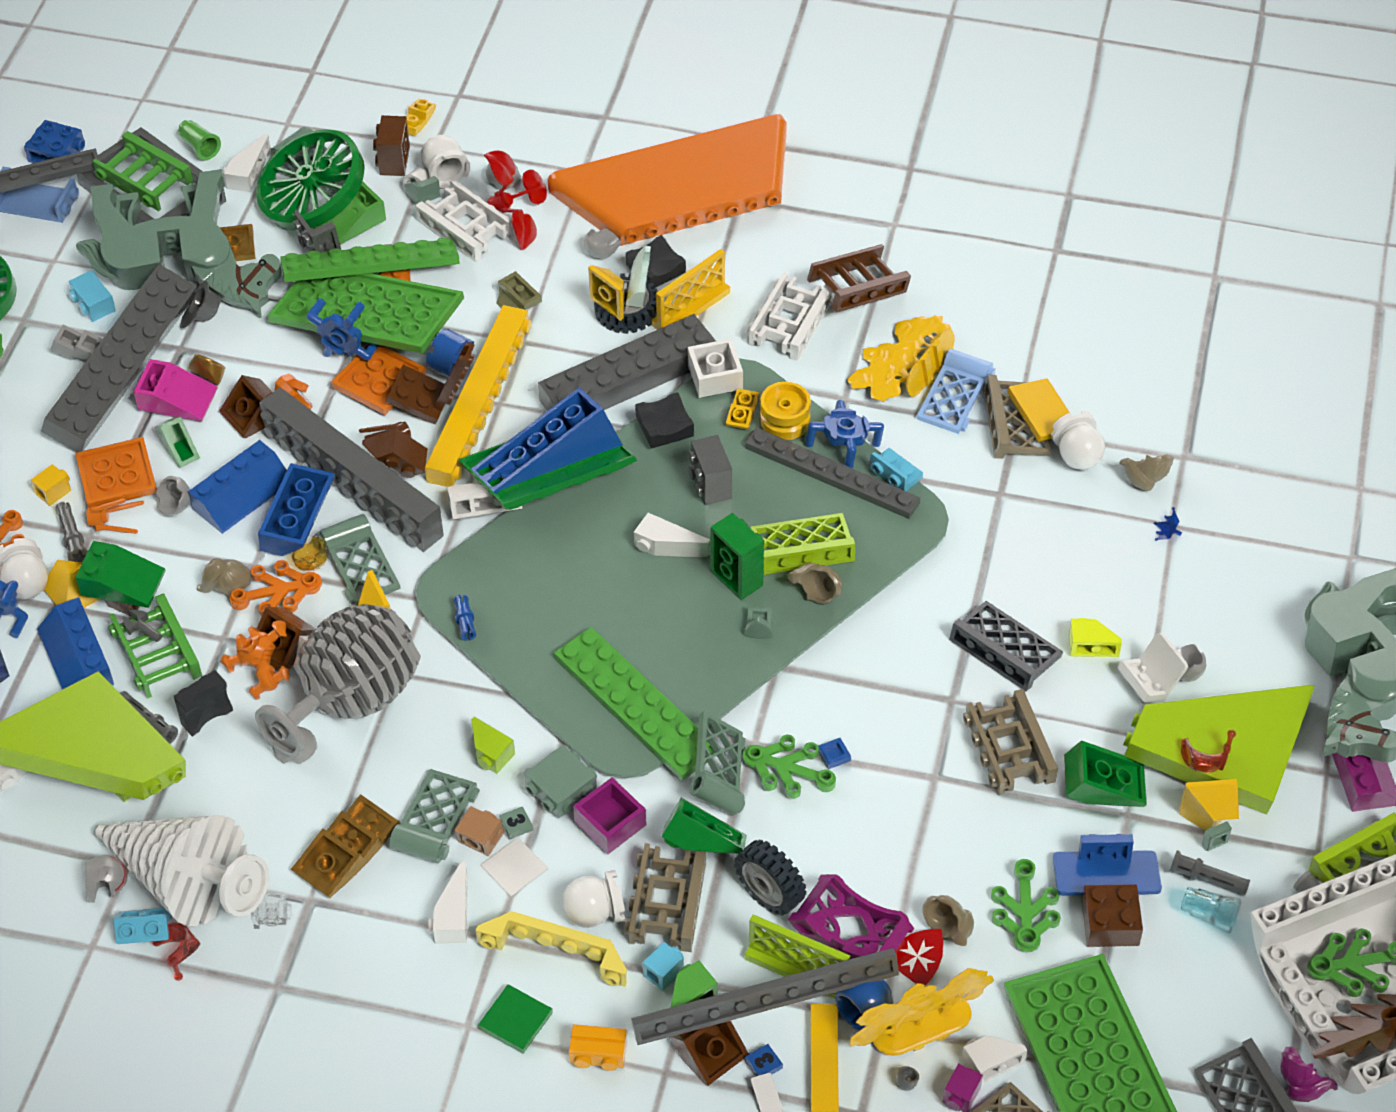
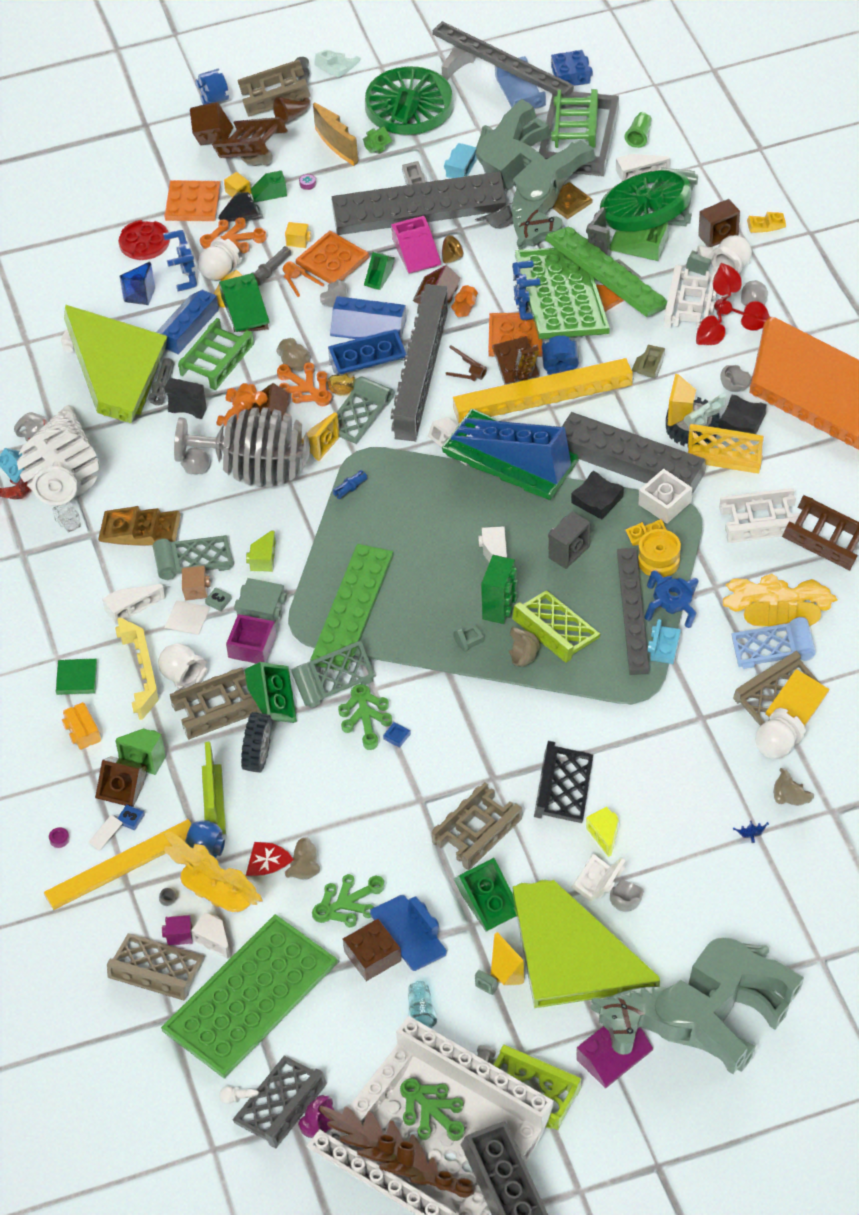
camera: 60 degrees right, 0 degrees up
(141, 617) = (220, 336): dark grey bar -> none
(398, 452) = (446, 375): reddish brown slope -> none
(663, 965) = (164, 725): medium azure brick -> none
(764, 996) = (157, 781): dark grey plate -> none
(815, 924) = (243, 788): magenta fence -> none
(1196, 869) = (449, 985): dark grey pin -> none
(1205, 762) = (531, 942): clear red helmet -> none

